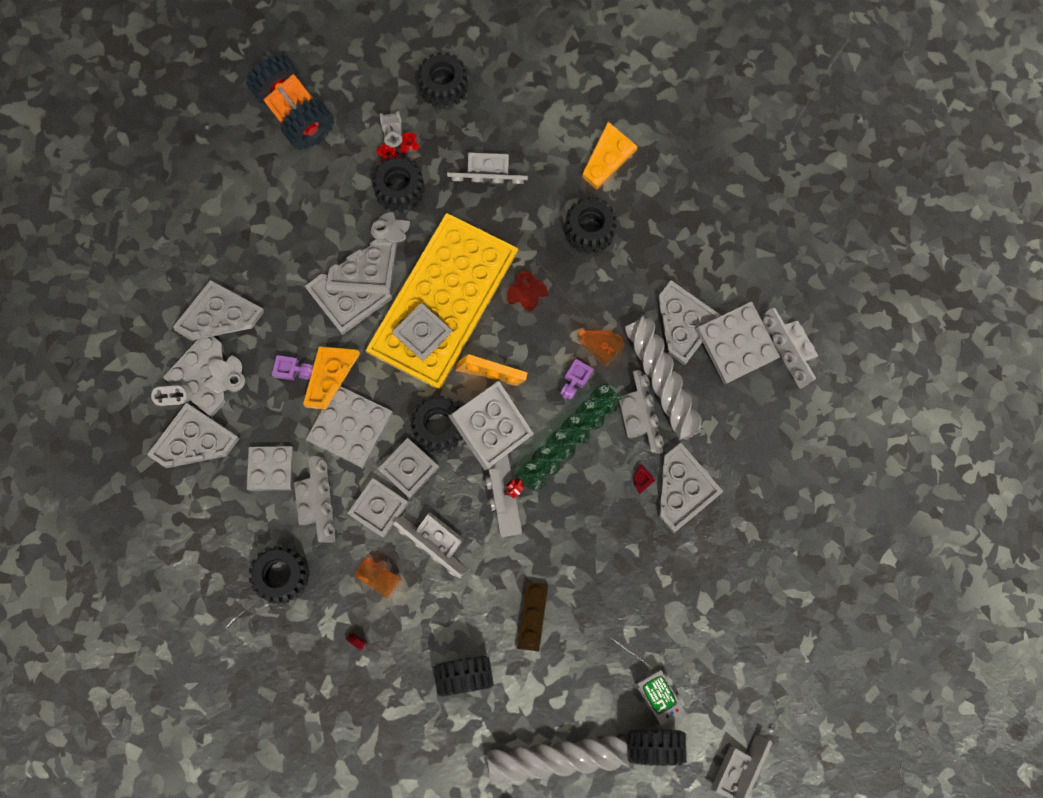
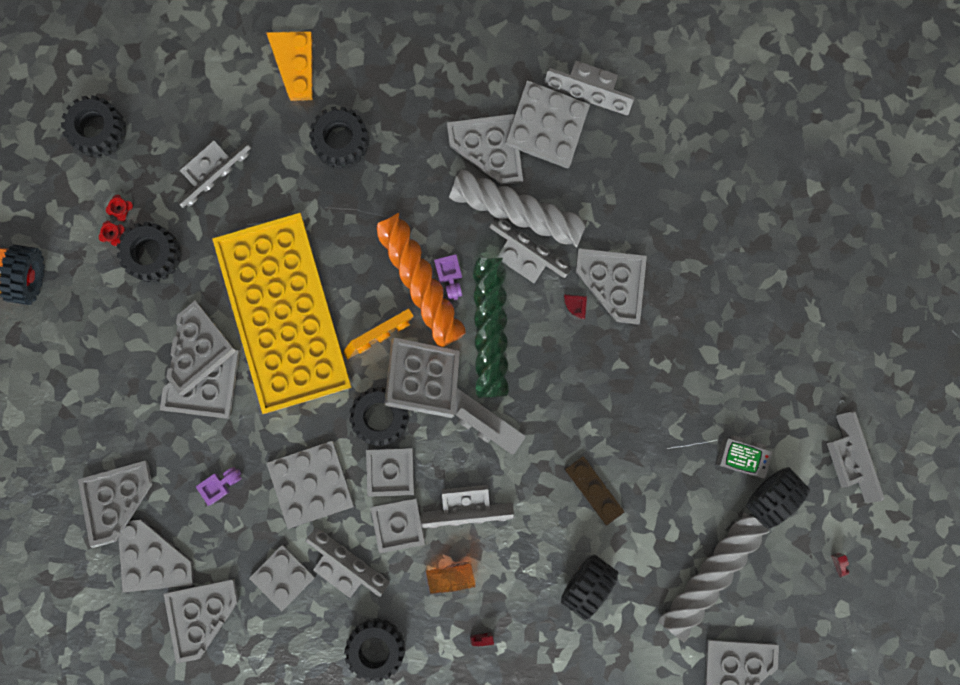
camera: 45 degrees left, 10 degrees up
(172, 399) = (149, 602): light grey beam -> none
(222, 373) = (168, 542): light grey plate -> none
(328, 374) = (253, 462): light orange wing -> none
(389, 228) = (180, 293): light grey plate -> none
(391, 126) = (94, 209): light grey connector -> none
(422, 332) = (294, 356): light grey plate -> none
(514, 487) = (487, 408): red plate -> none
(528, 294) = (344, 243): clear red plate -> none
(553, 357) = (417, 276): none -> orange piece
(602, 345) = (444, 227): clear orange slope -> none

